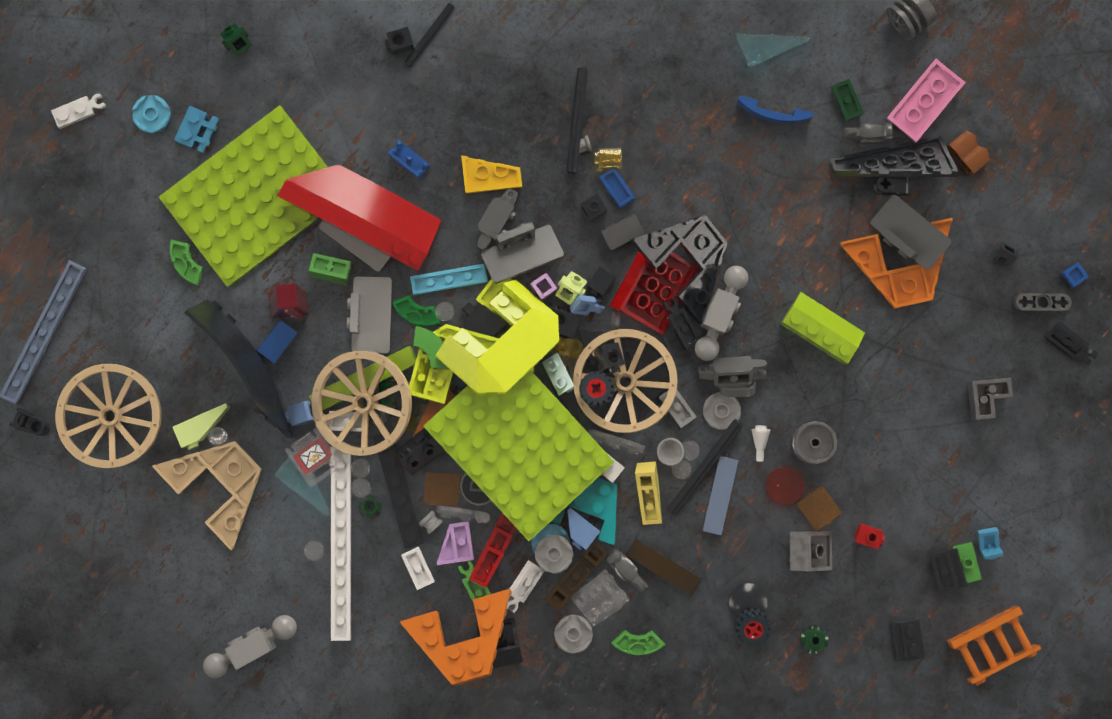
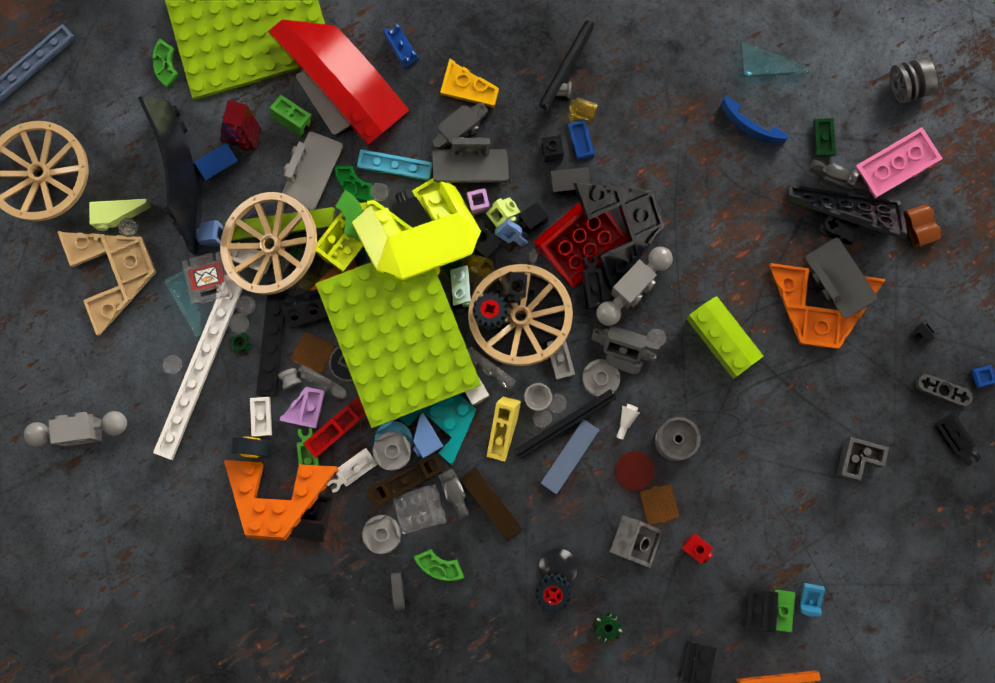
camera: 25 degrees right, 5 degrees down
(420, 601) = (250, 447): none -> black wheel
(609, 680) = (397, 591): none -> dark grey beam
(759, 352) = (657, 336): none -> clear tile

